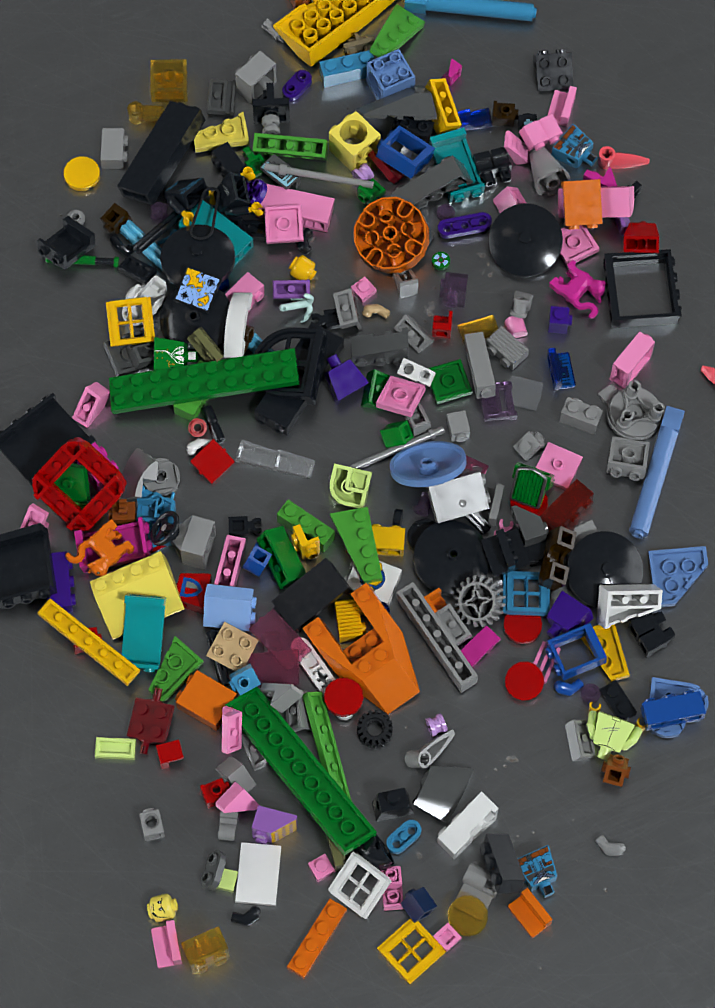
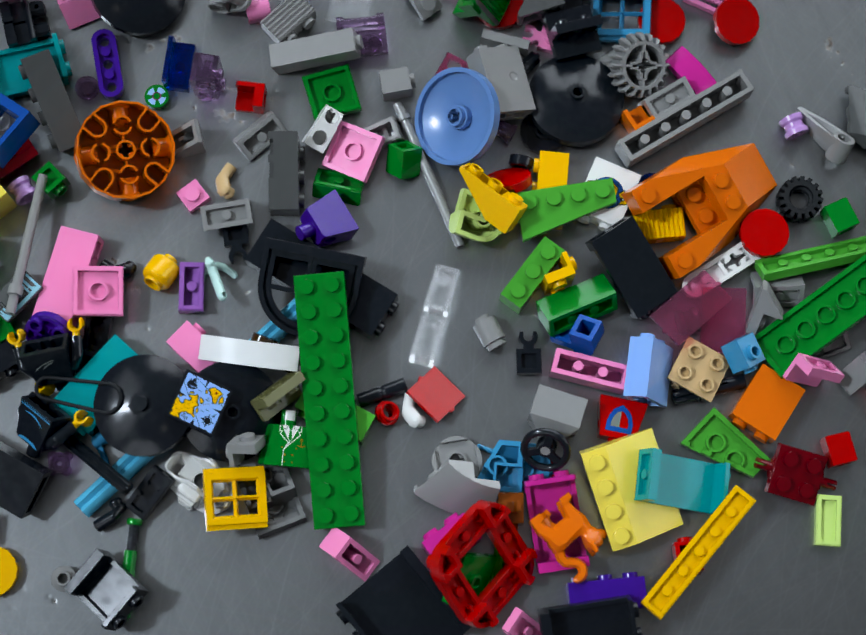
camera: 90 degrees left, 10 degrees up
(115, 218) = (62, 522): dark brown brick -> none
(167, 324) = (243, 444): none -> light grey bracket
(260, 497) = (489, 332): none -> light grey brick
(359, 487) = (494, 201): none -> yellow slope
(359, 758) = (839, 217): none -> green panel
(380, 505) = (513, 178): none -> red tile
(473, 268) = (178, 65): none -> clear blue panel
(486, 325) = (257, 55): clear yellow plate -> none

